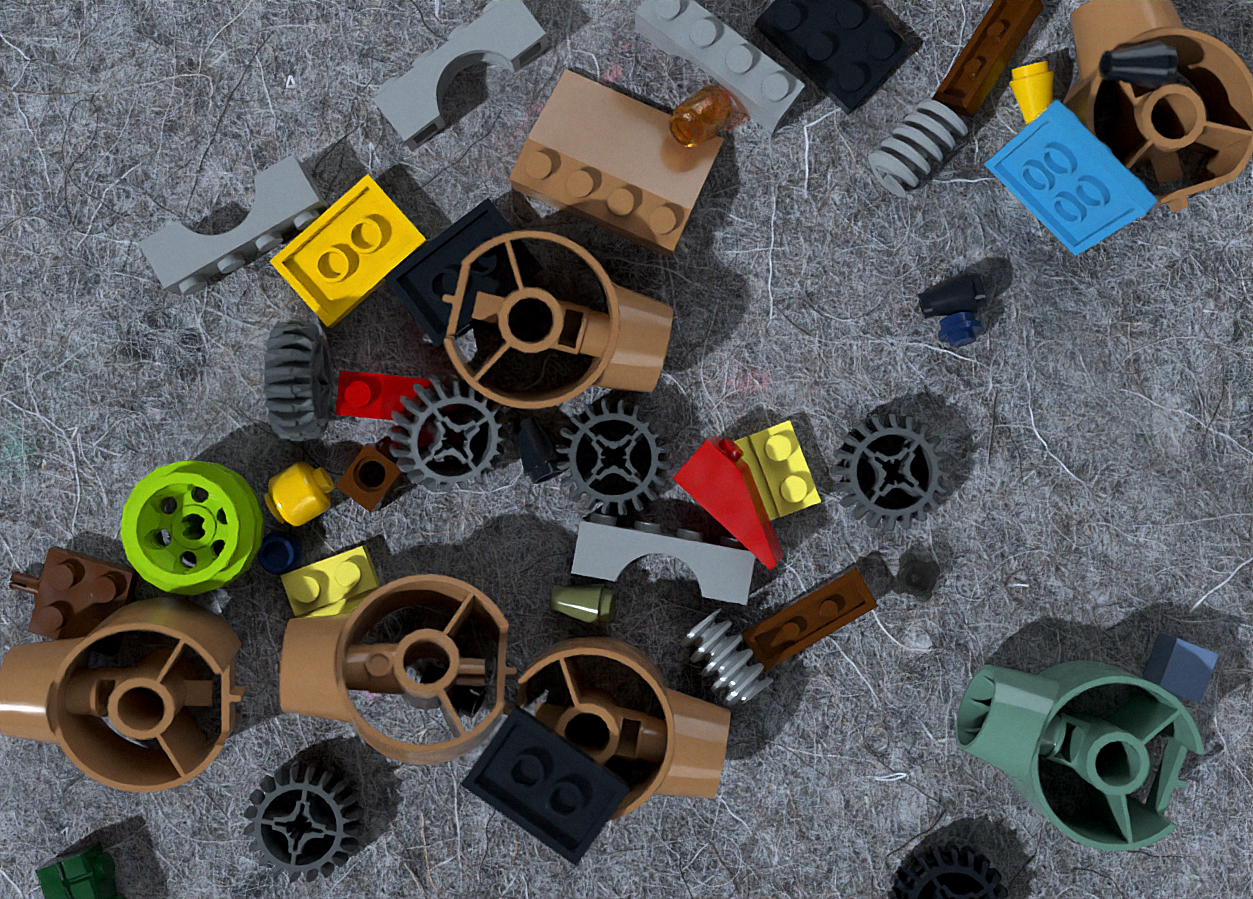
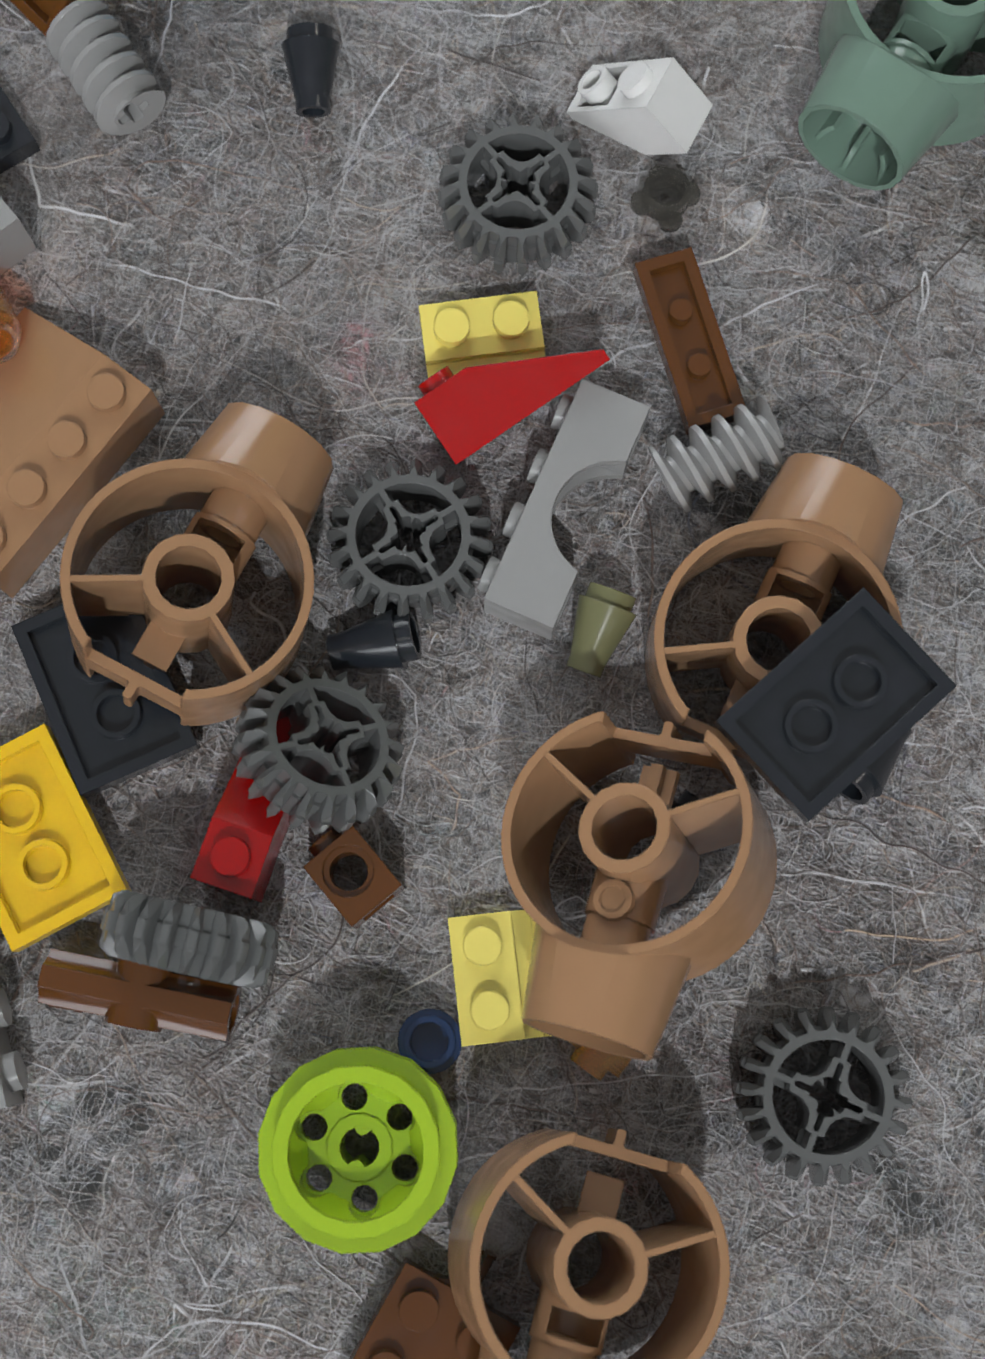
camera: 80 degrees left, 10 degrees down
(259, 314) = (138, 995): none -> reddish brown piece
(299, 493) = (351, 987): yellow head -> none
(959, 329) = (354, 69): dark blue plate -> none
(980, 545) = (642, 105): none -> white slope

